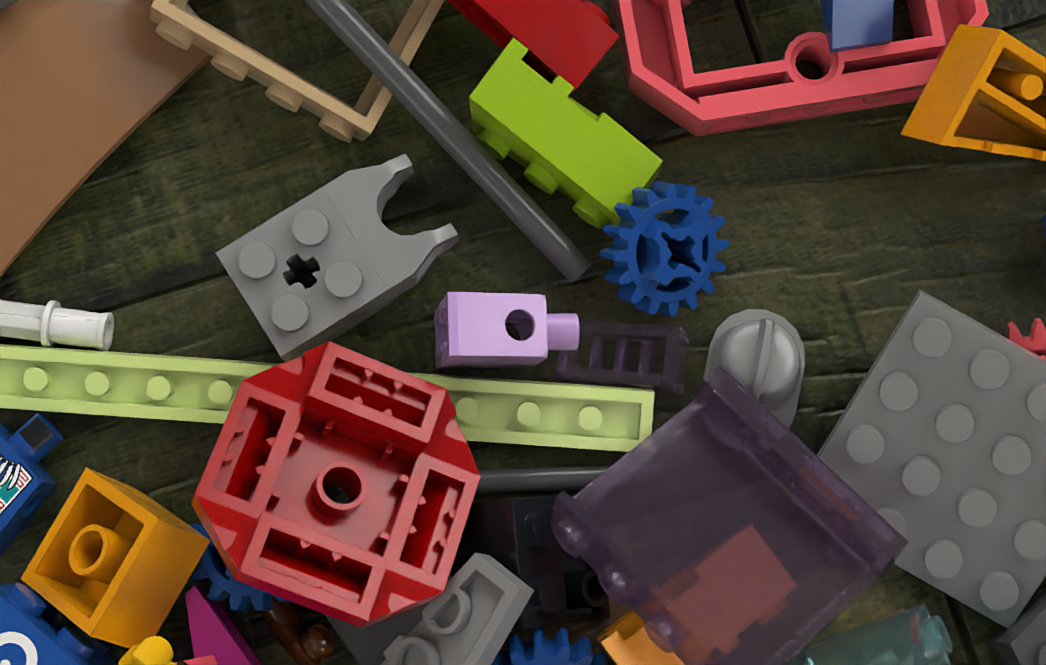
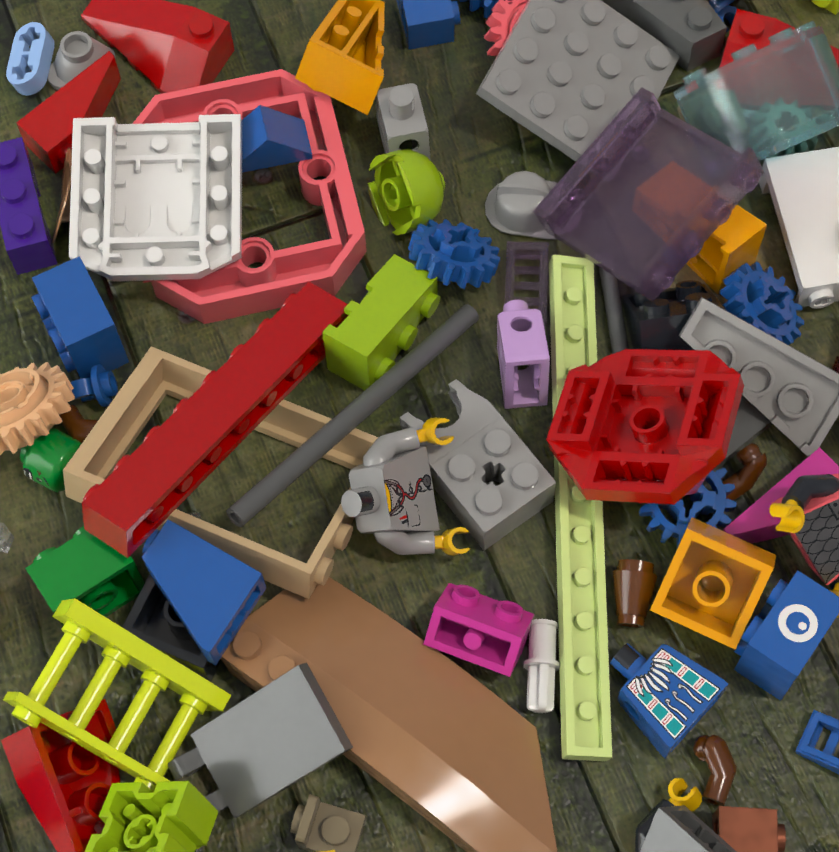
camera: 90 degrees left, 15 degrees down
(95, 240) = (479, 628): none -> dark pink brick
(141, 457) = (633, 591): none -> reddish brown cone
(281, 139) = (396, 494): none -> light grey torso
(777, 192) = (405, 190): none -> lime cylinder
(882, 188) = (402, 118): none -> light grey torso

